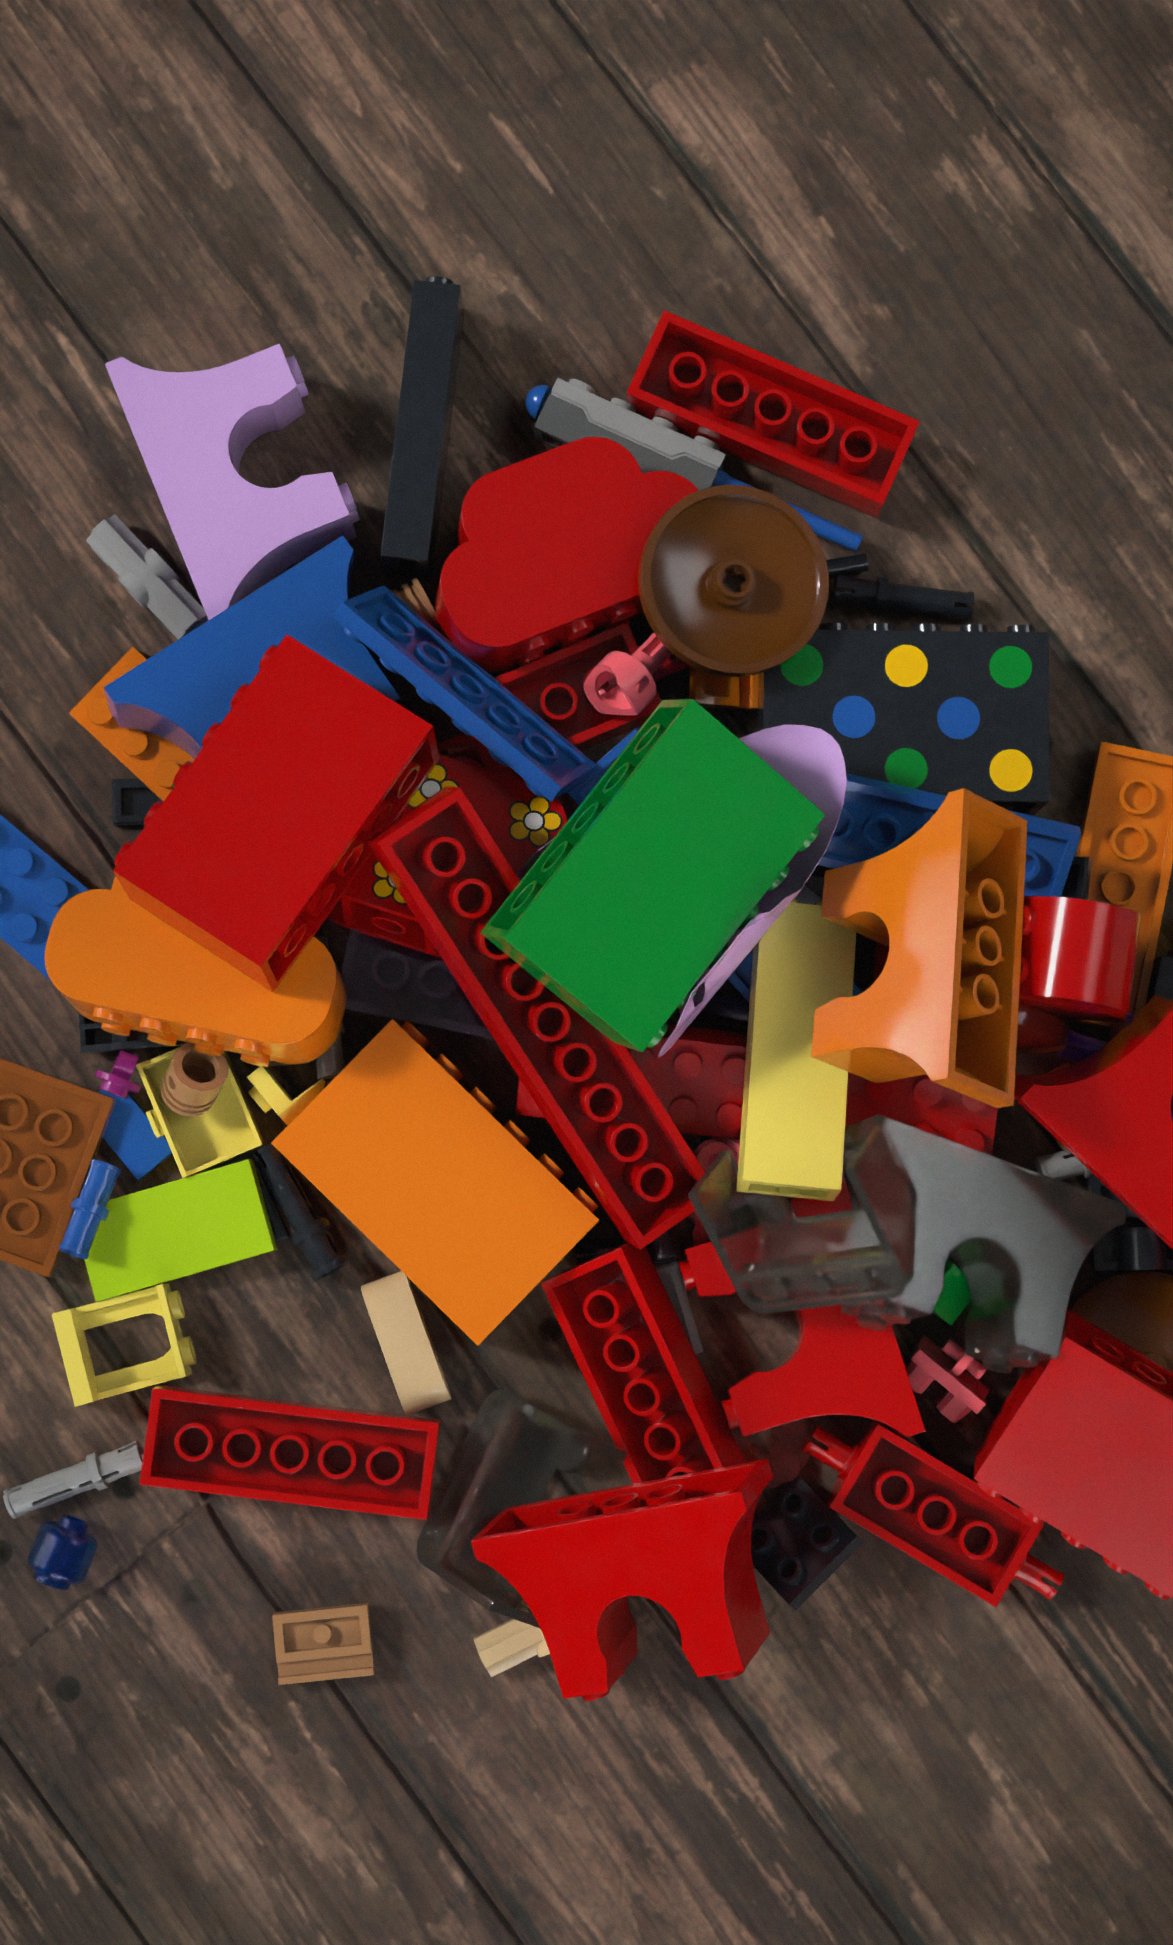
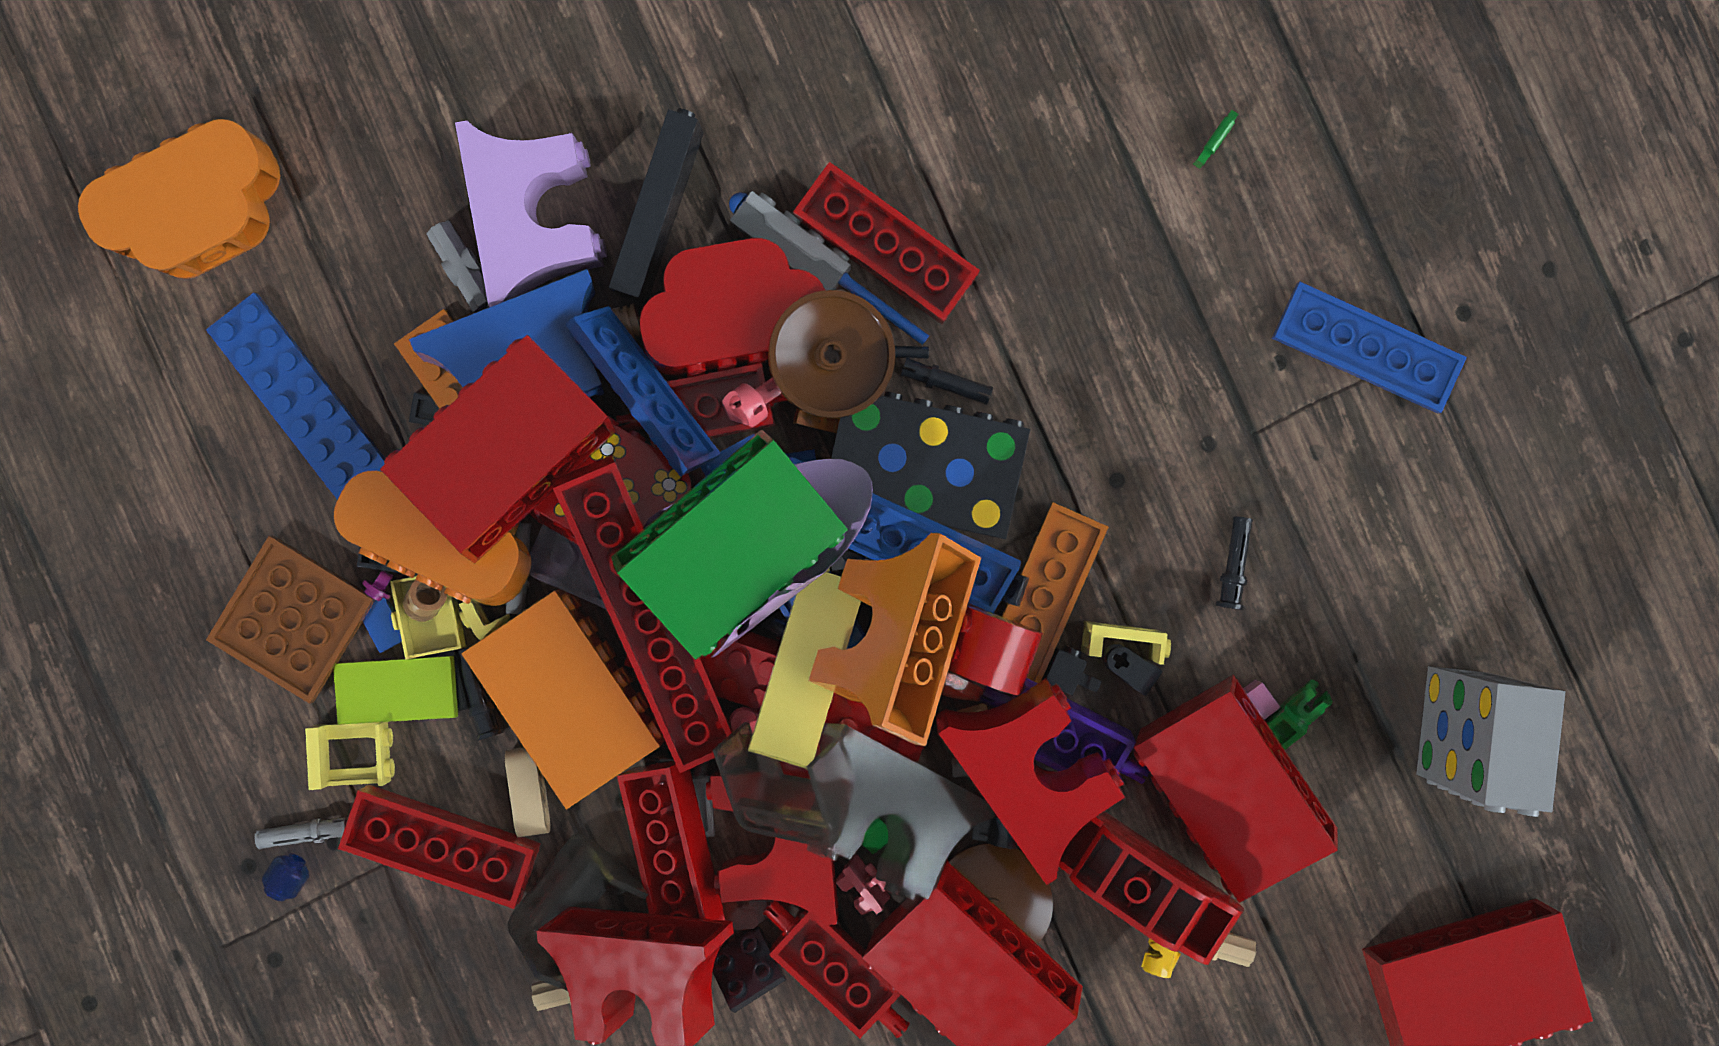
camera: 20 degrees right, 5 degrees up
(89, 1209) = (343, 667): blue pin -> none
(323, 1643) = (438, 967): medium nougat plate -> none

